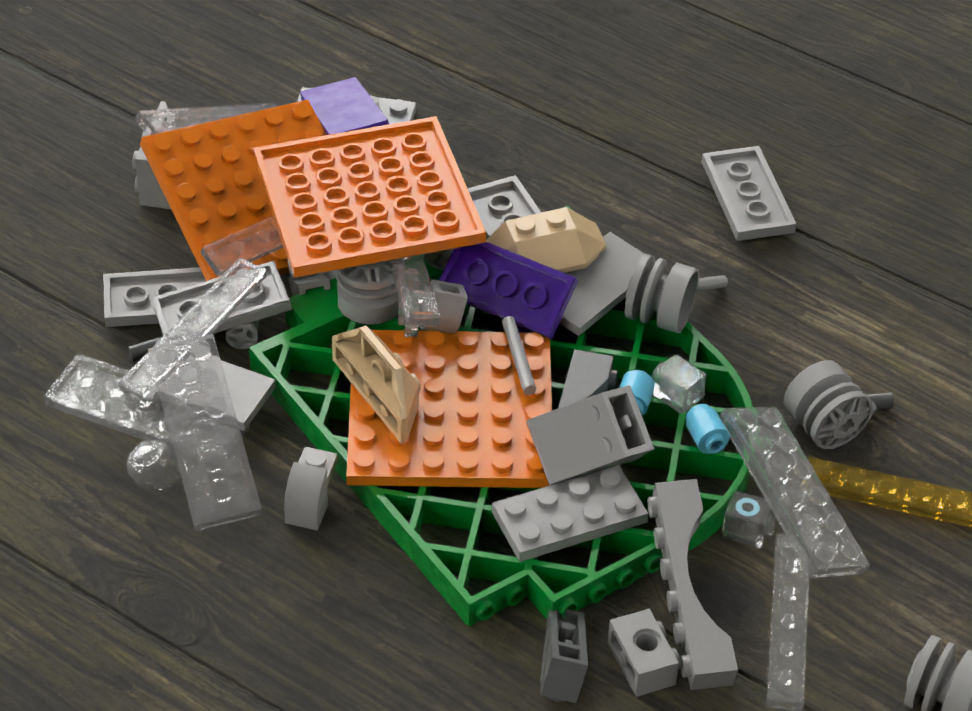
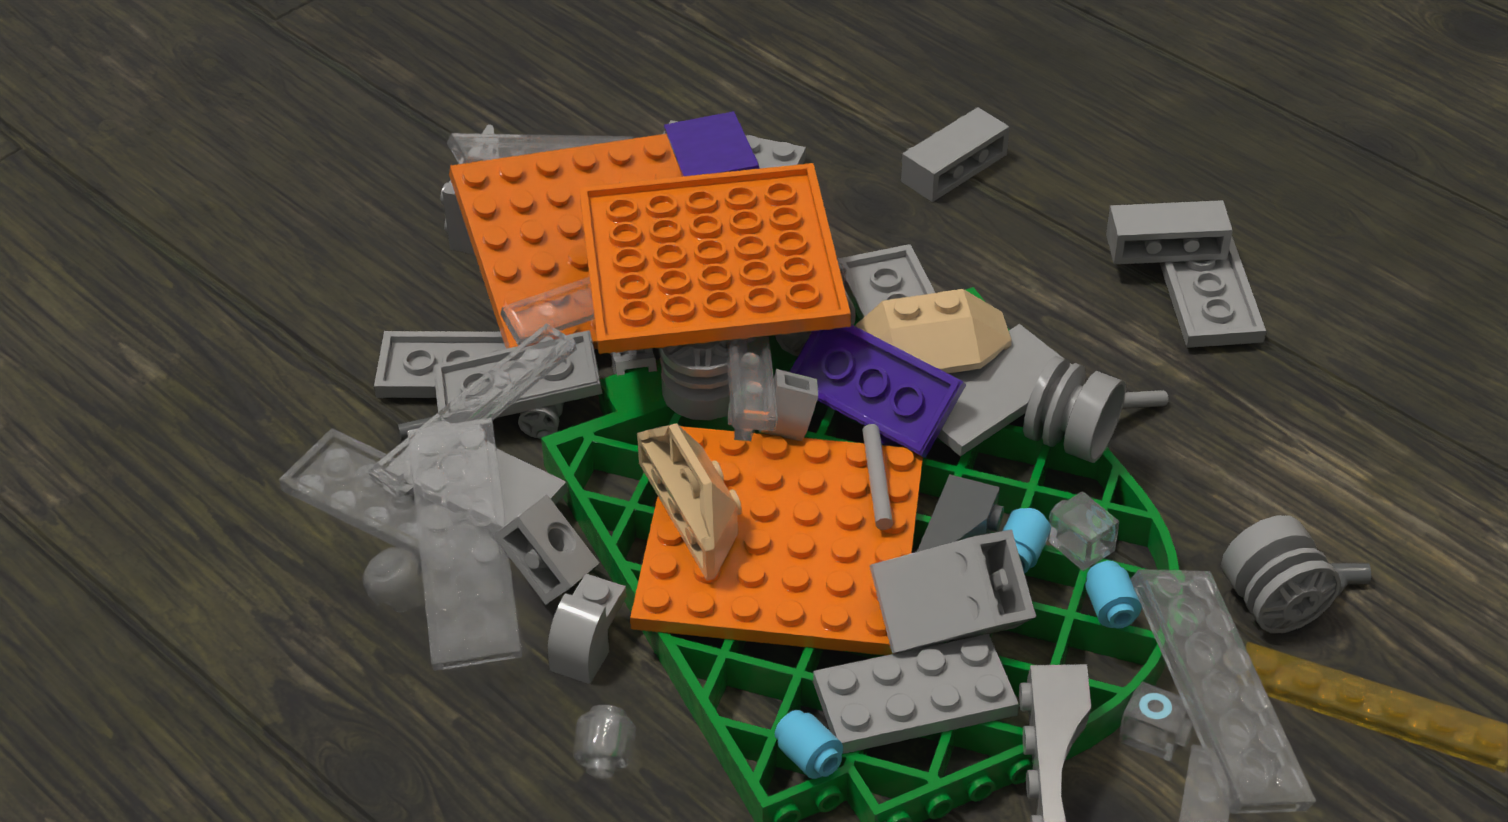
camera: 10 degrees right, 0 degrees up
(270, 431) = (546, 549): none -> light grey brick
(339, 569) = (604, 740): none -> clear head
(497, 555) = (809, 744): none -> medium azure brick
(536, 100) = (954, 154): none -> light grey brick
(713, 152) = (1168, 232): none -> light grey brick

